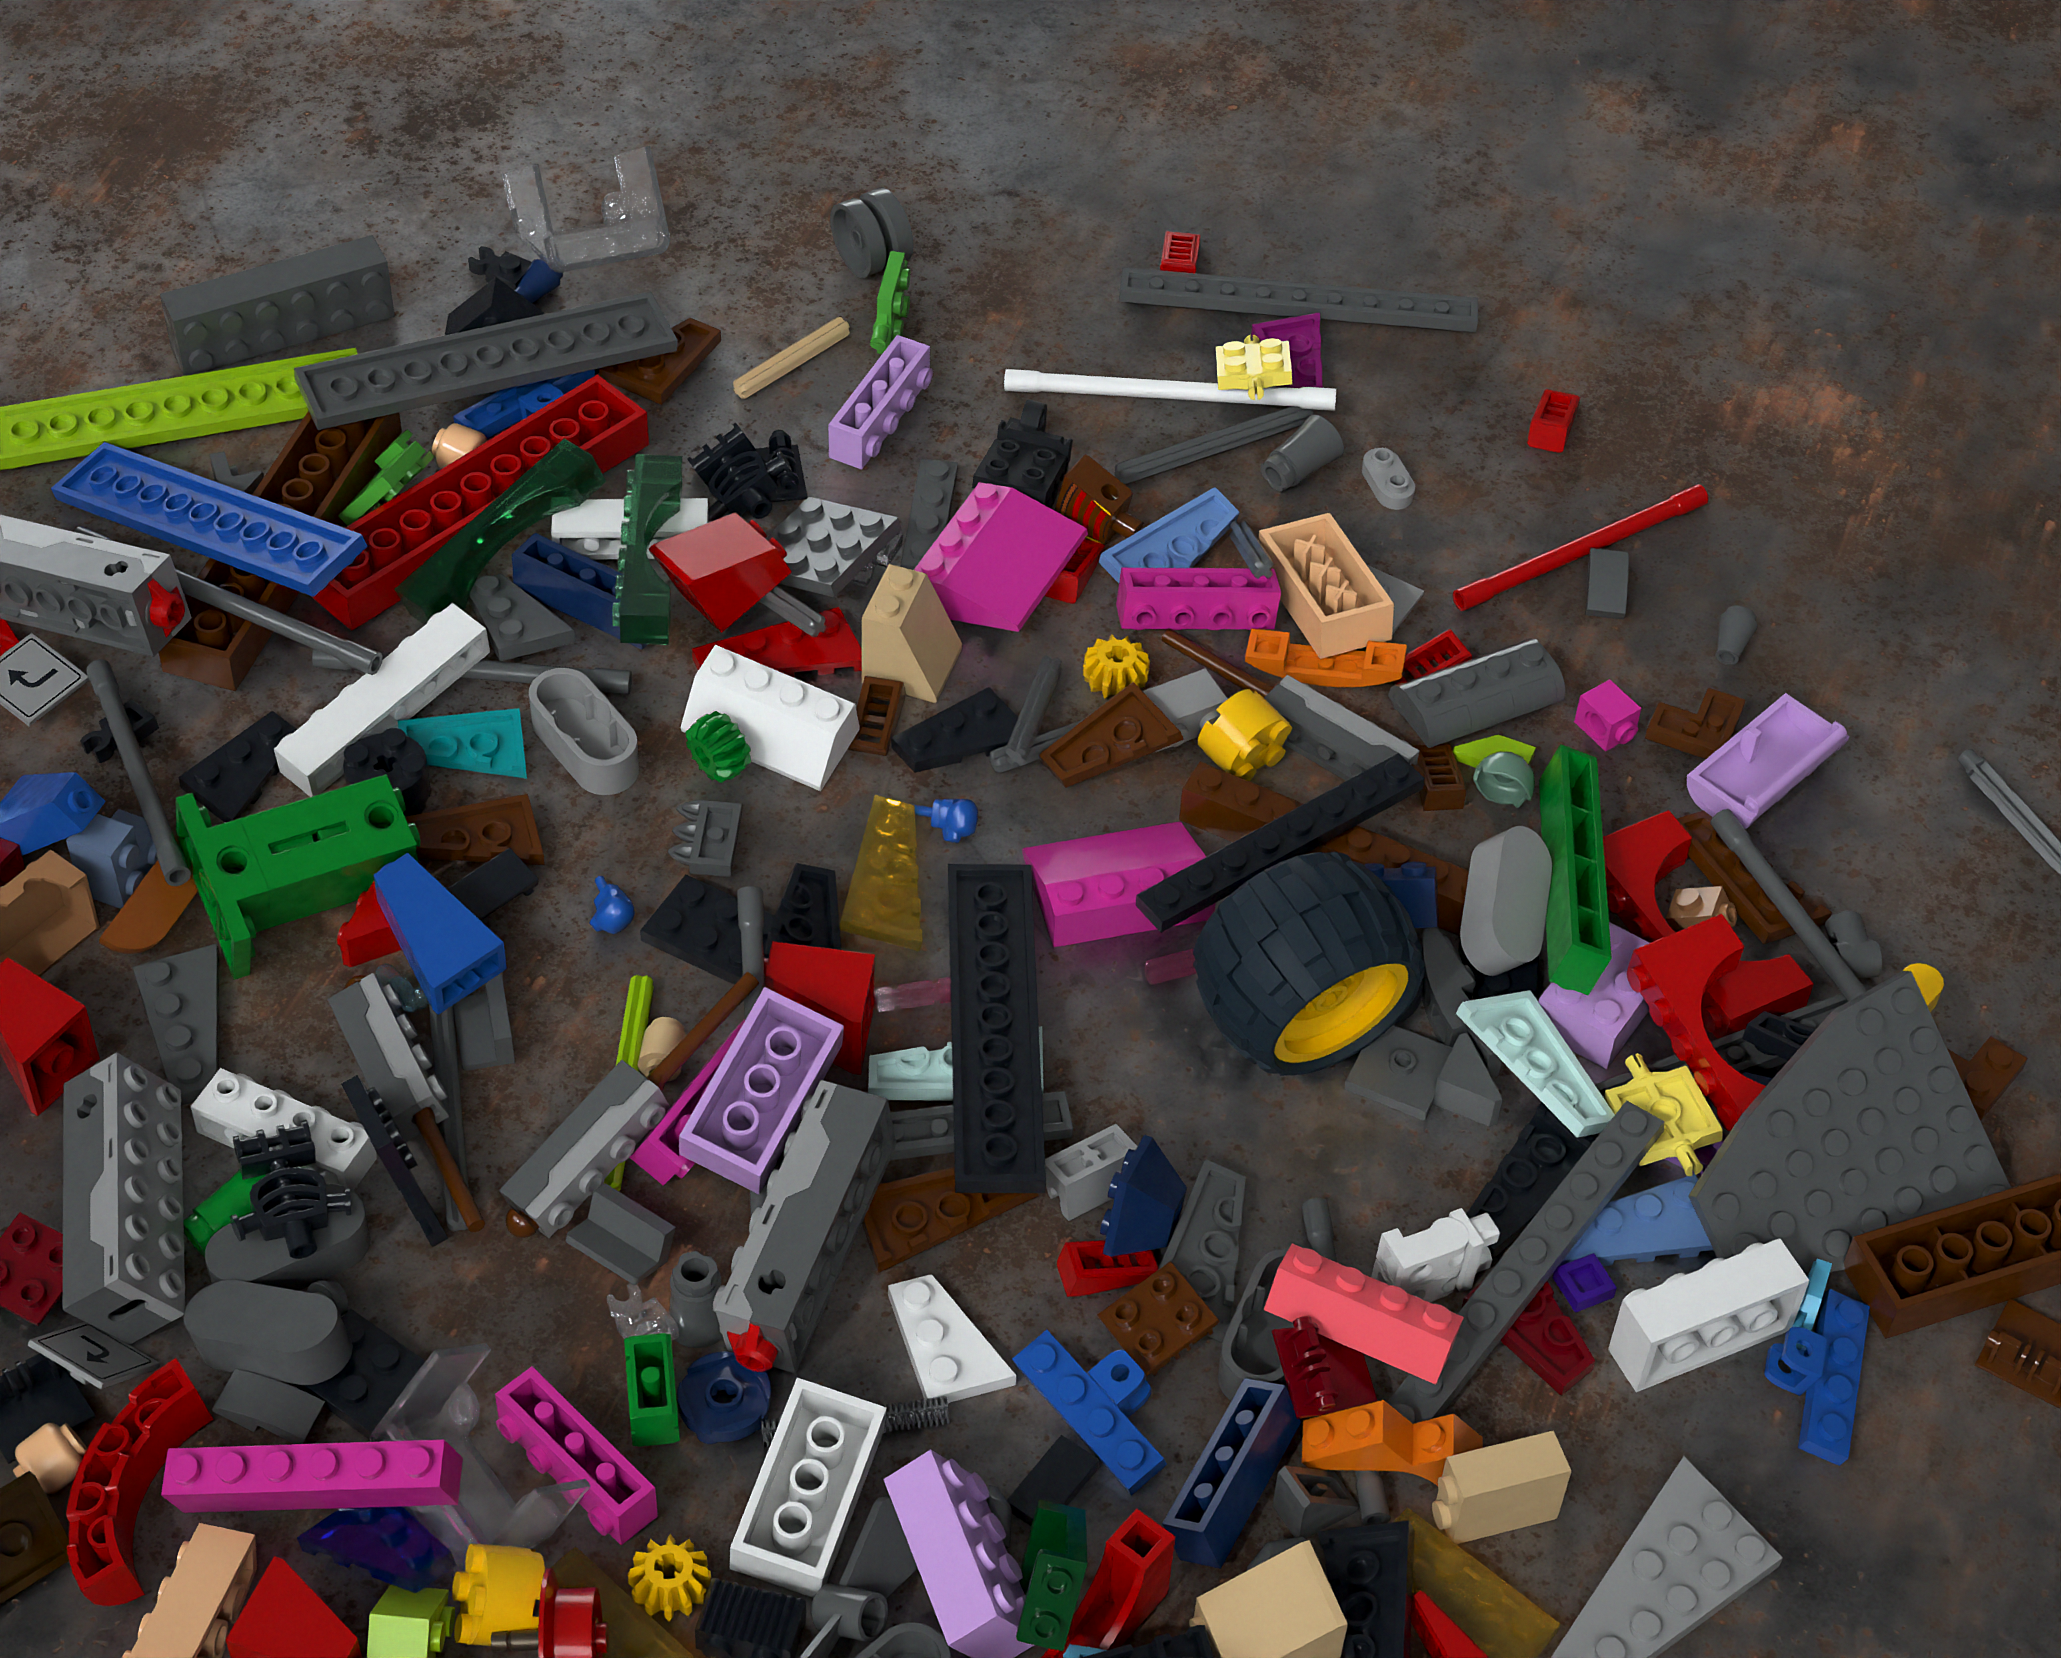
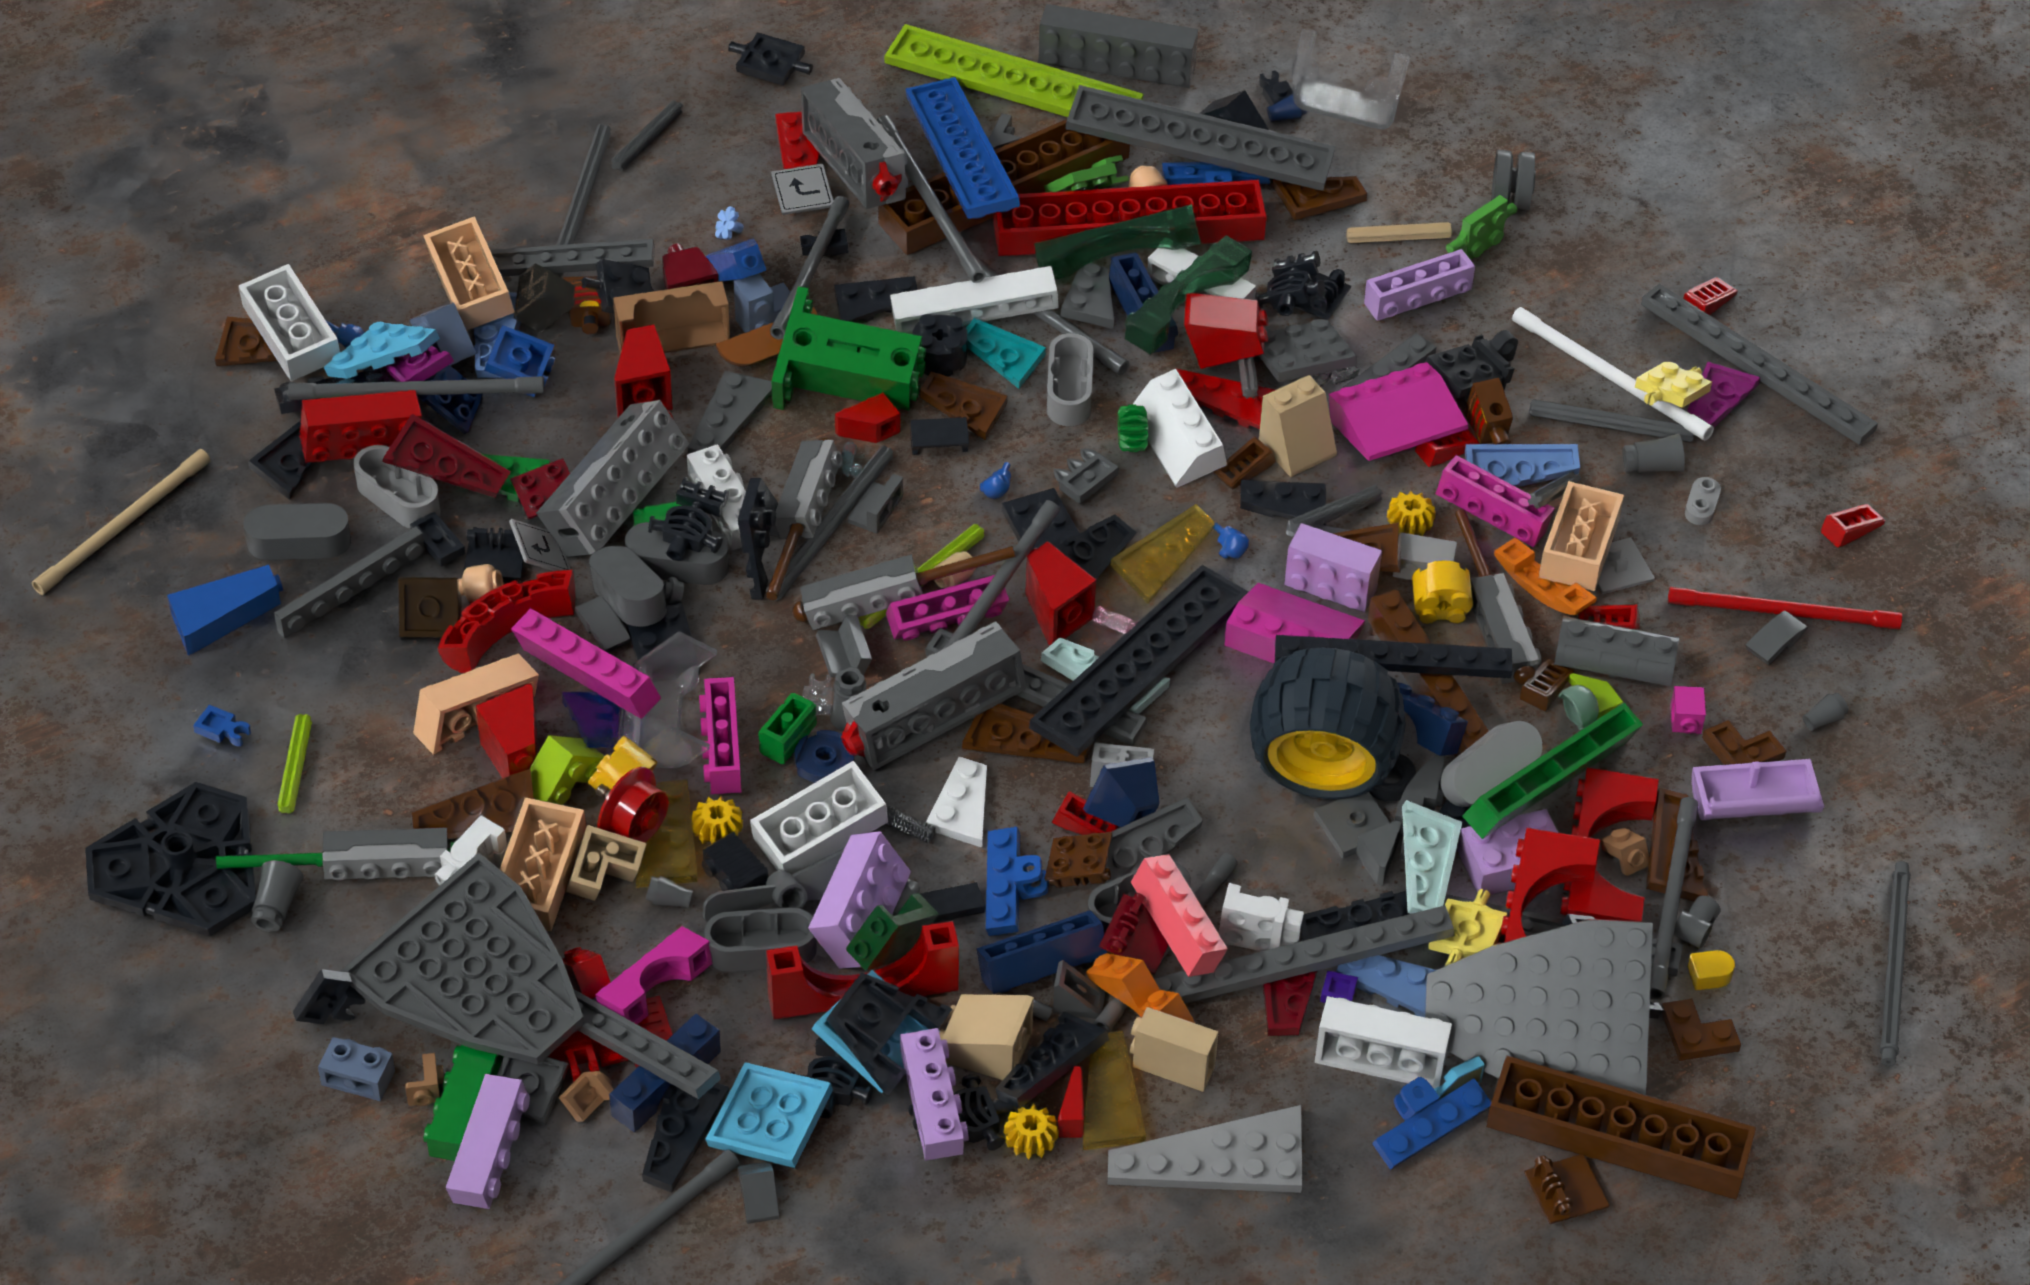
camera: 40 degrees right, 0 degrees up
(437, 933) = (880, 439): blue slope -> none
(760, 1090) = (965, 606): lavender brick -> none
(1104, 778) = (1332, 567): none -> lavender brick

